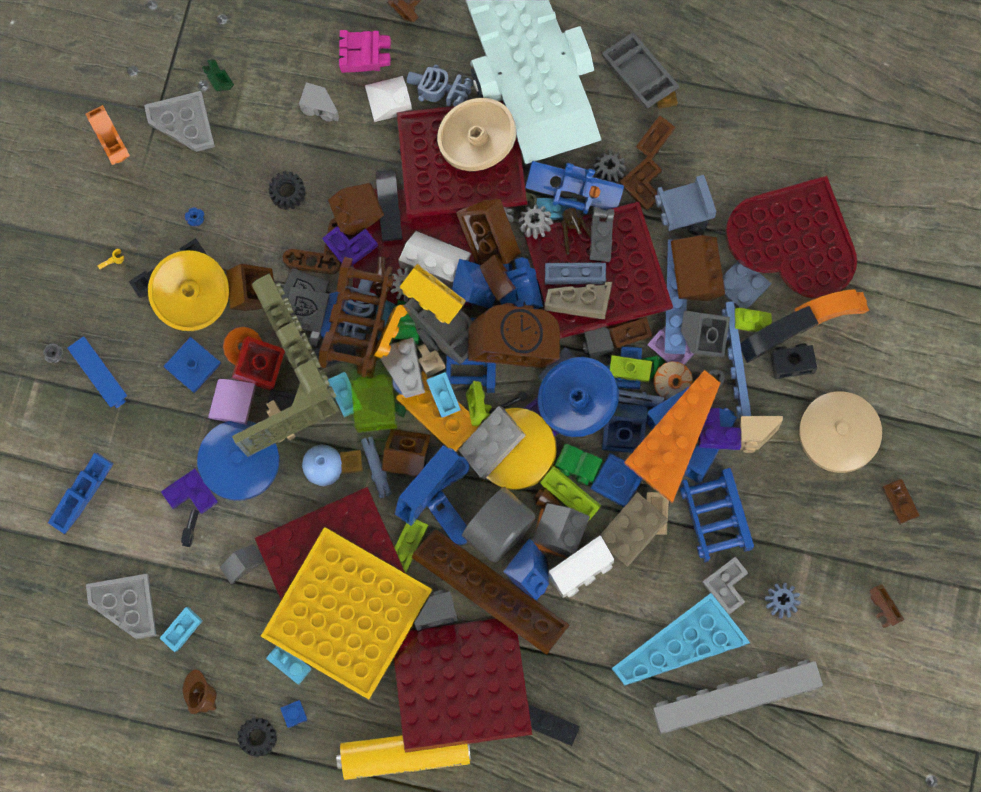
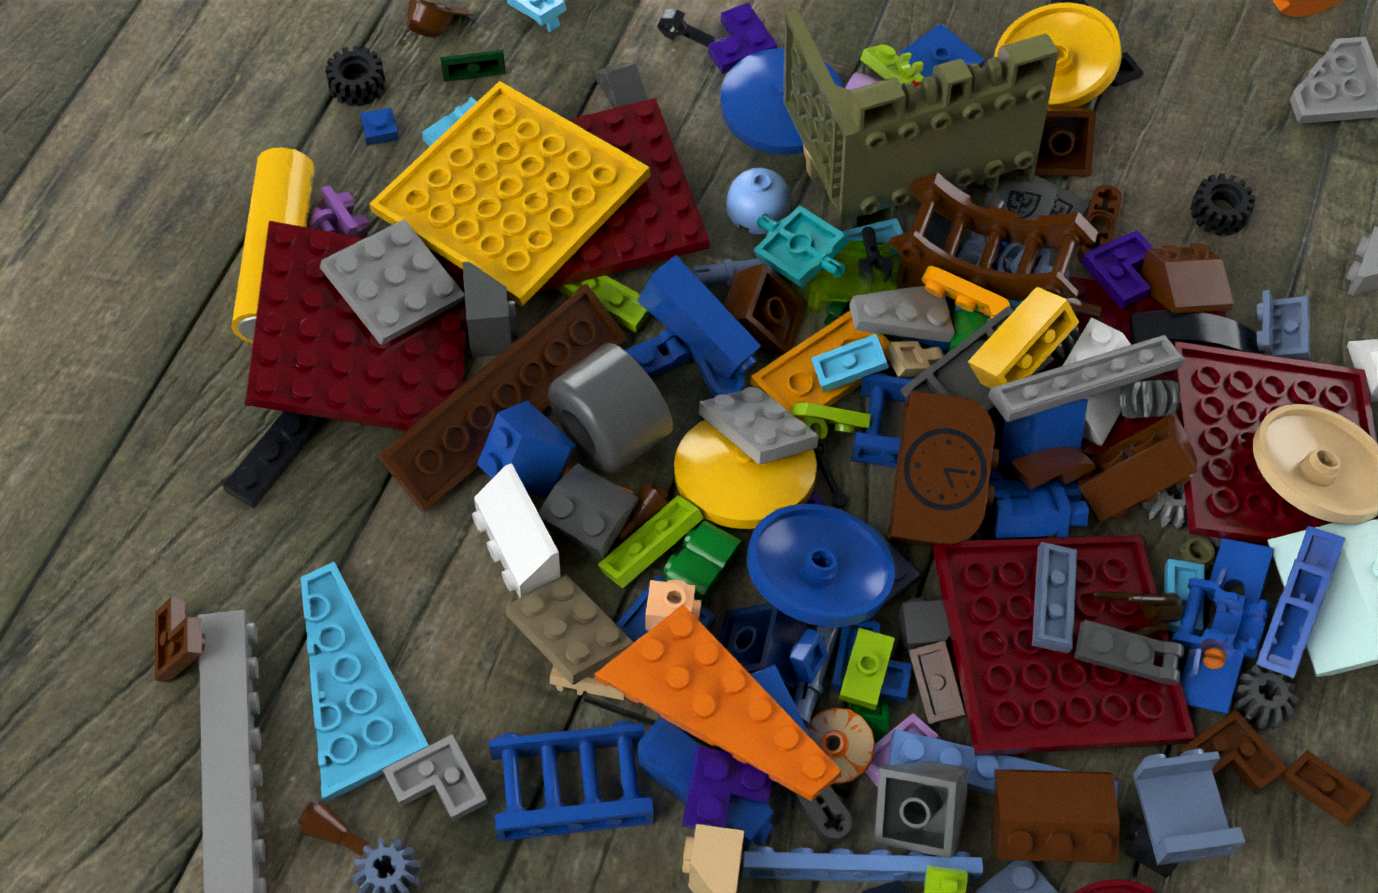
camera: 90 degrees right, 15 degrees down
(194, 221) = (1179, 86): blue plate -> none
(206, 392) = (889, 65): none -> lime plate
(235, 663) = (473, 65): none -> dark green slope
(351, 462) = (751, 237): pearl gold plate -> none
(365, 431) = (801, 246): none -> teal plate
(367, 388) = (865, 265): none -> black bar
(373, 155) = (1284, 327): none -> sand blue bracket
(375, 723) = (334, 215): none -> medium lavender hips
(428, 669) = (392, 281): none -> light grey plate
(445, 226) = (1150, 399): none -> dark grey gear
(447, 259) = (1085, 378): none -> light grey tile
(537, 228) = (1157, 547): light grey gear -> none
(564, 146) = (1301, 602): none -> blue slope
(584, 301) = (998, 591): dark tan wing -> none
(613, 479) = (666, 598): none -> light nougat brick
(631, 399) = (808, 655): none -> blue plate
(678, 746) = (177, 639): none -> reddish brown plate
(762, 639) = (322, 823): none -> reddish brown cone

